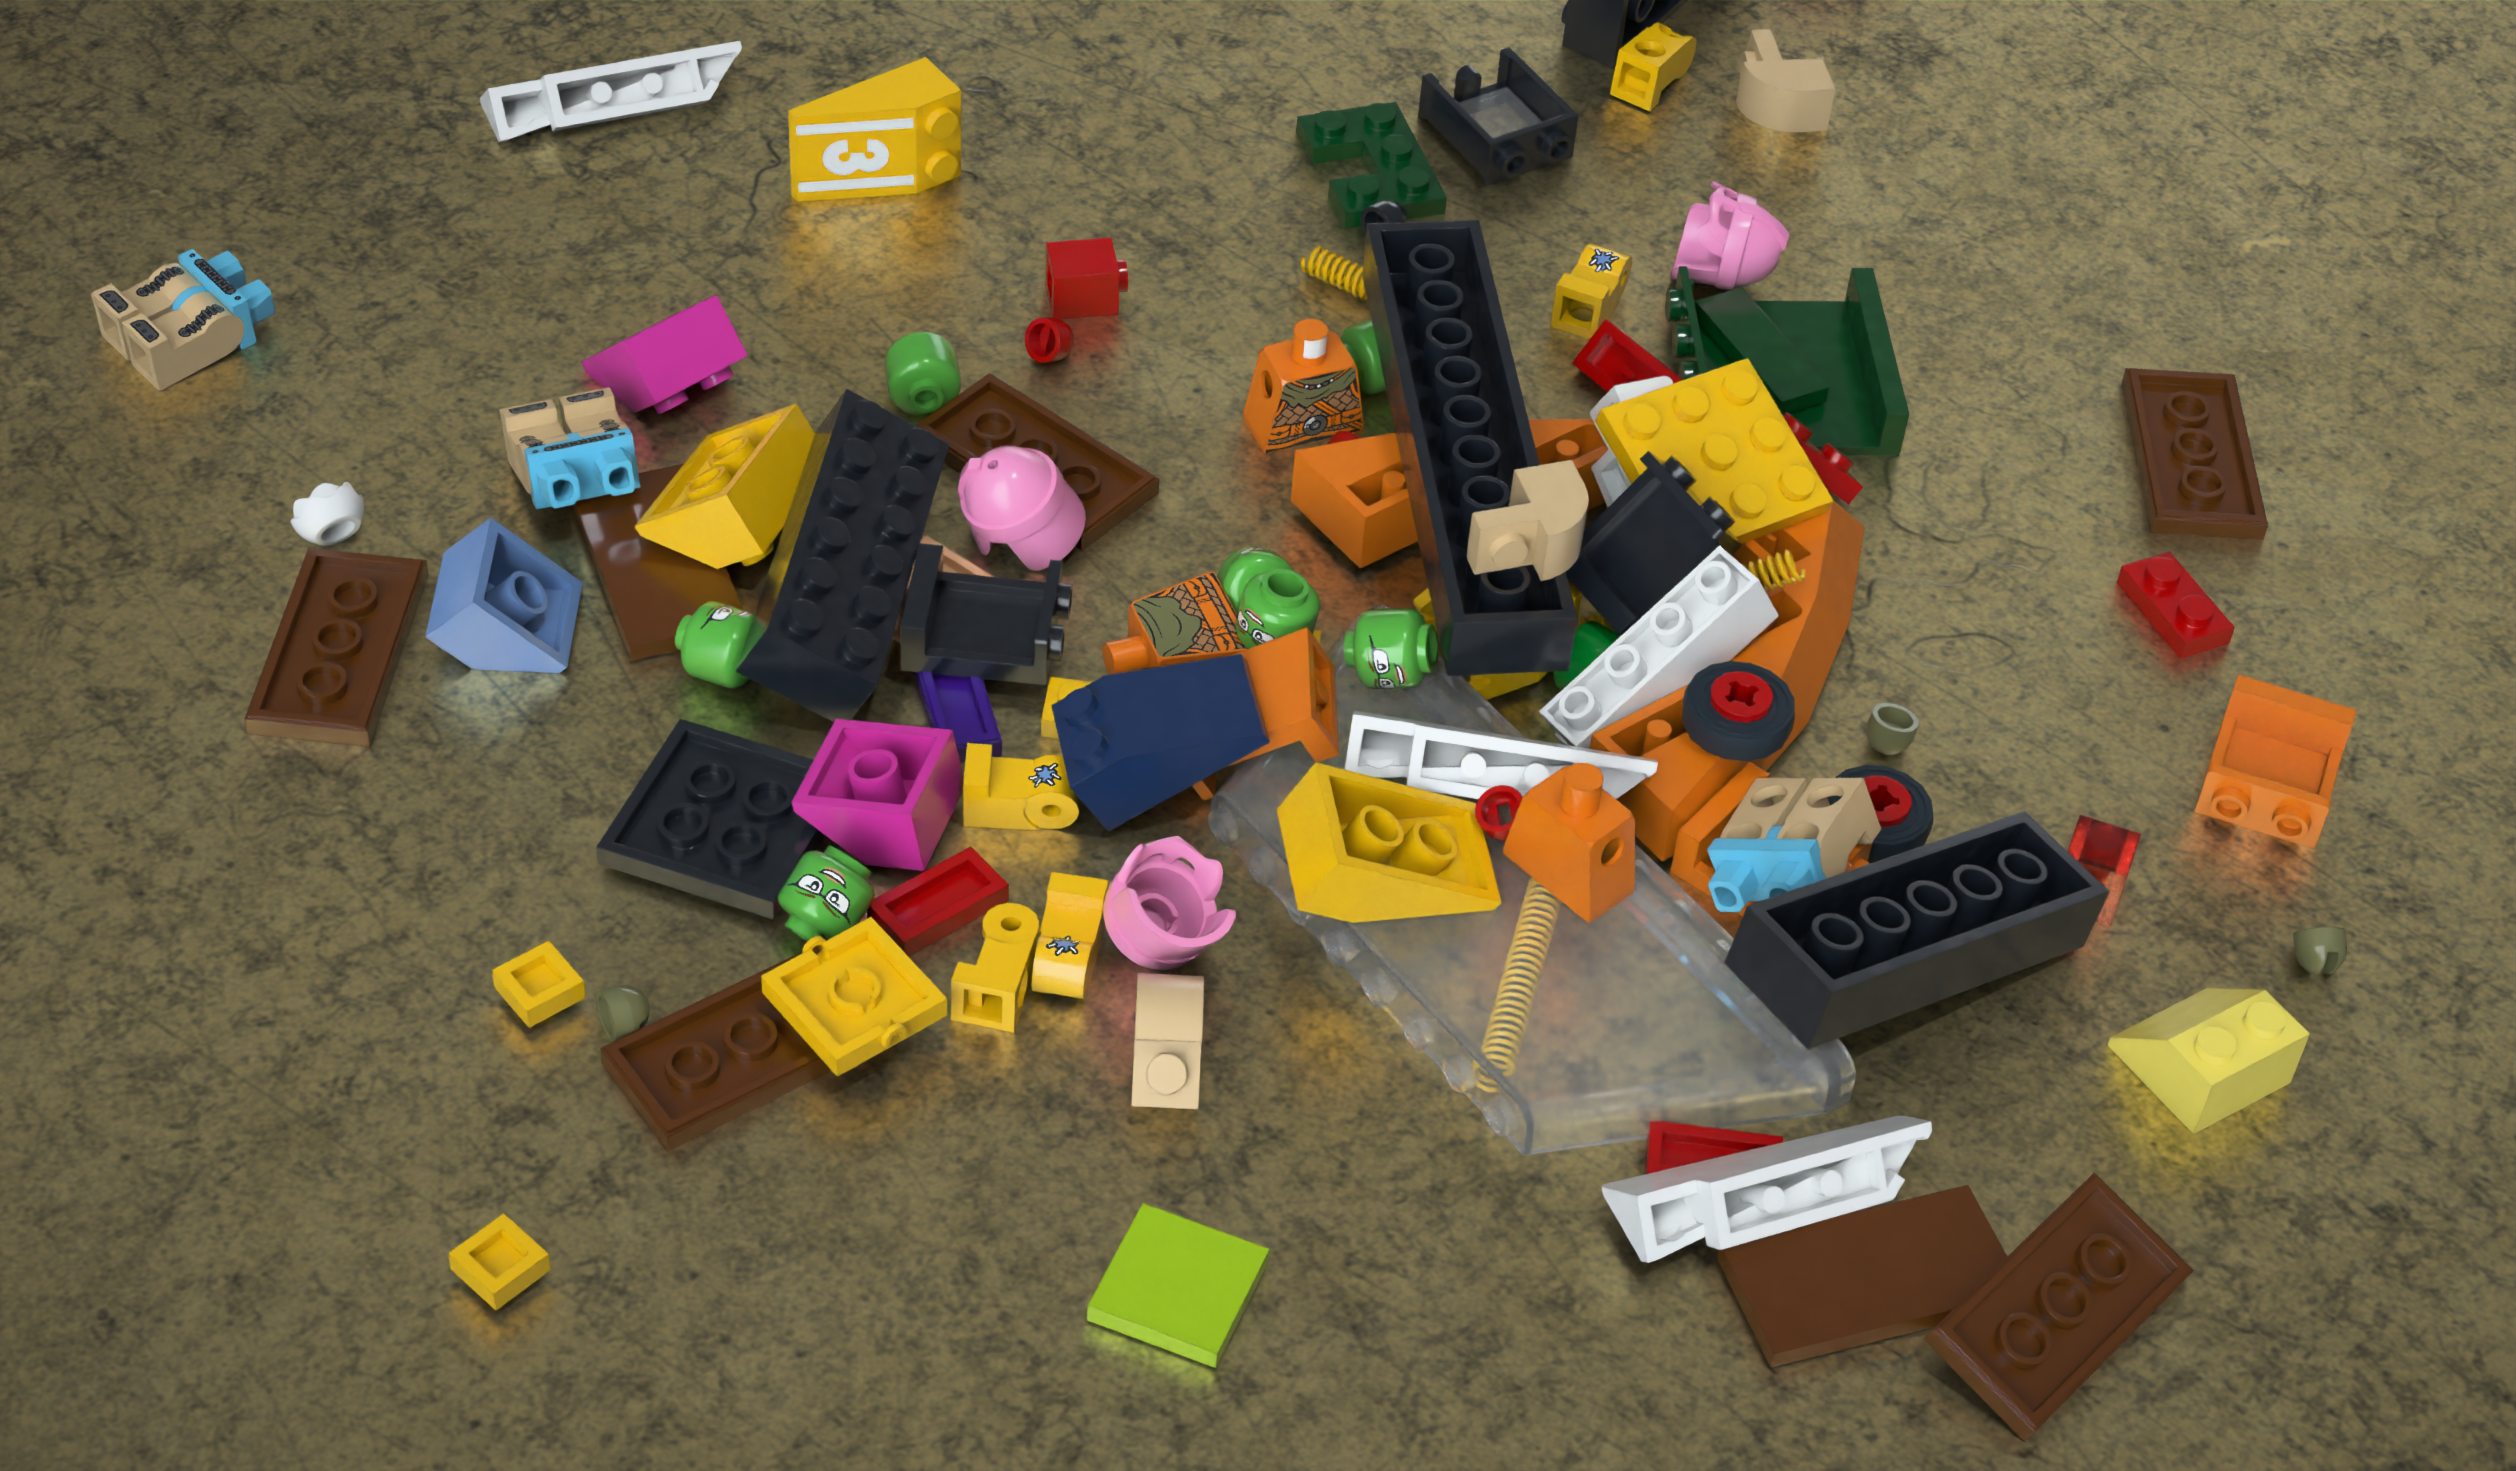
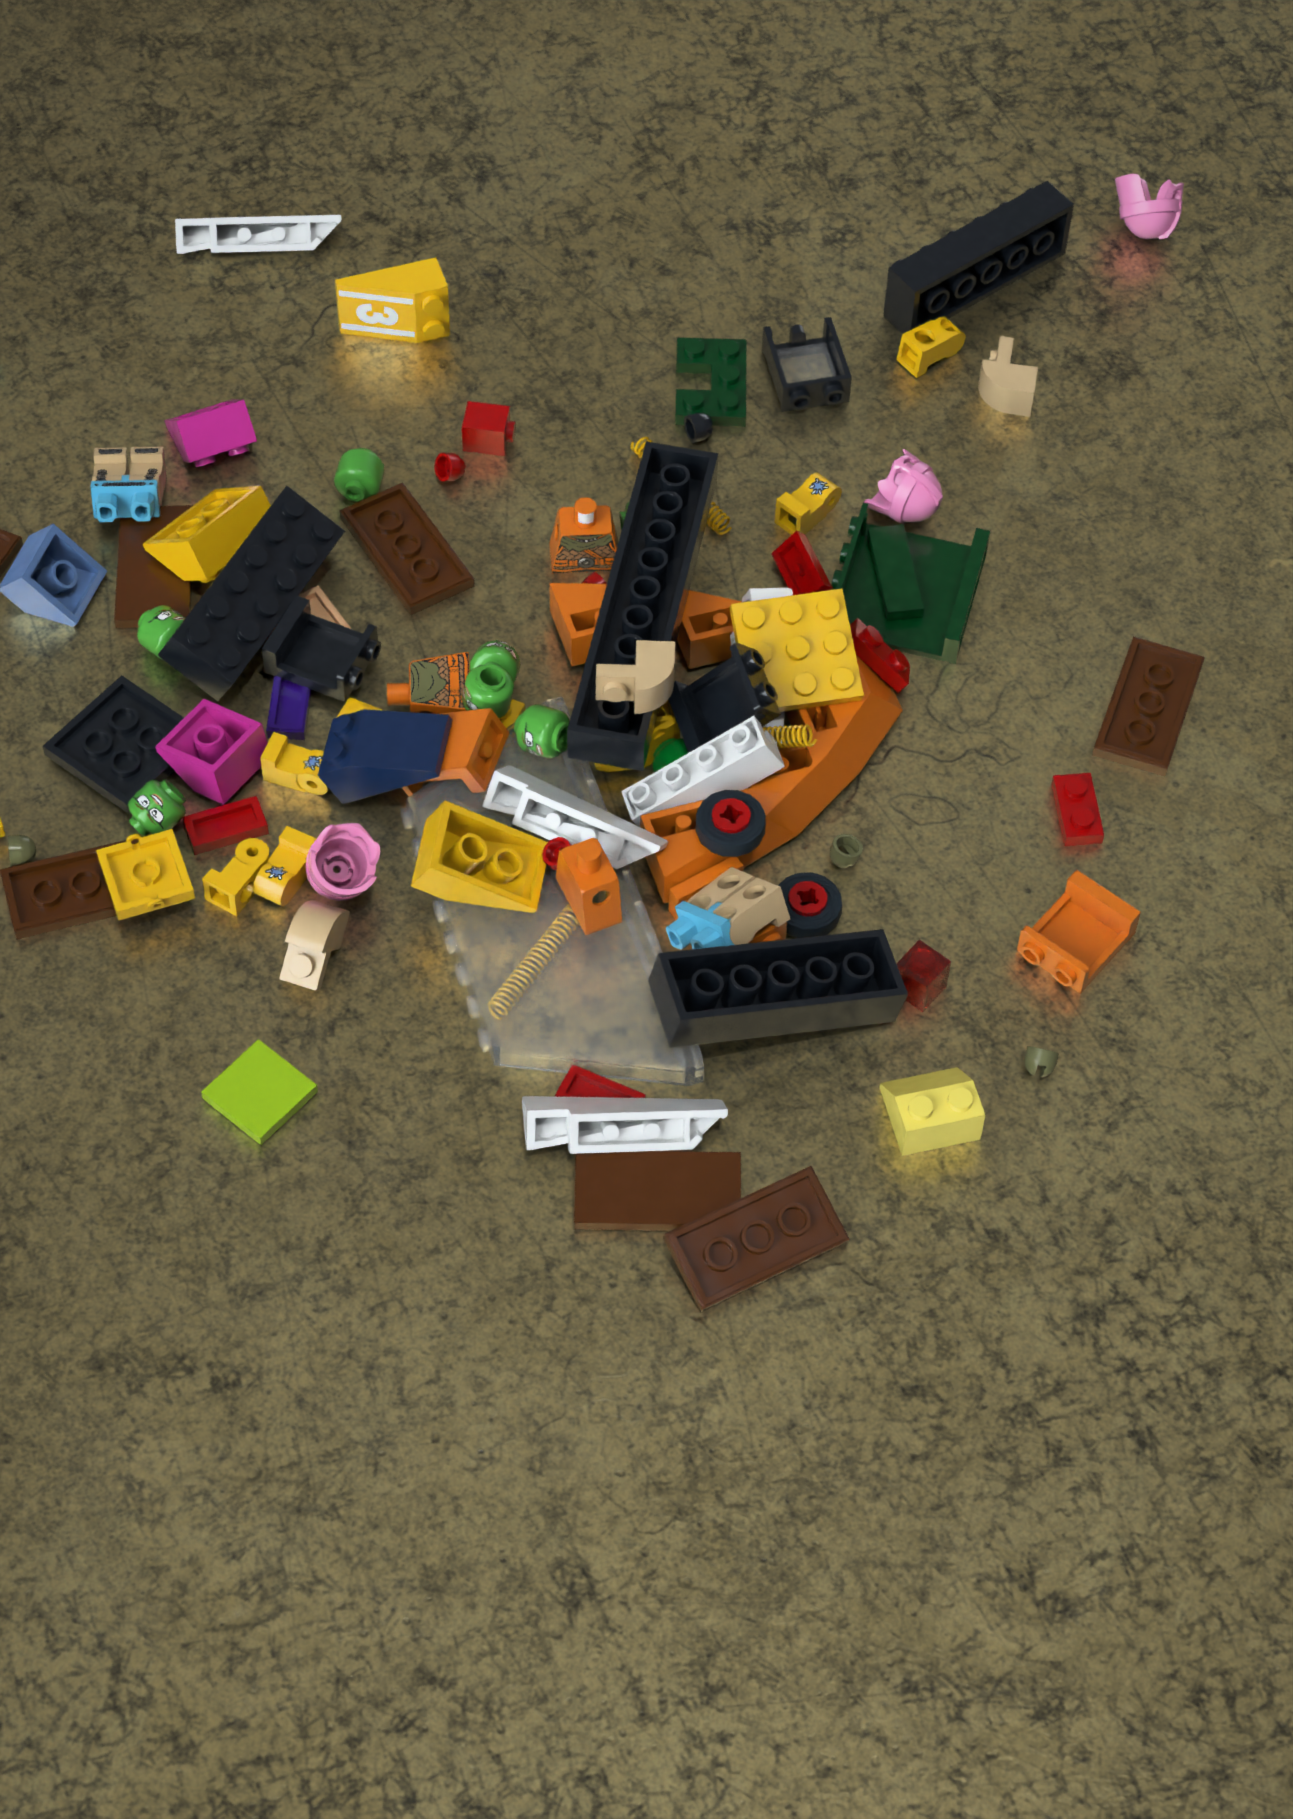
camera: 20 degrees right, 10 degrees up
(1021, 501) = (376, 580): bright pink helmet -> none

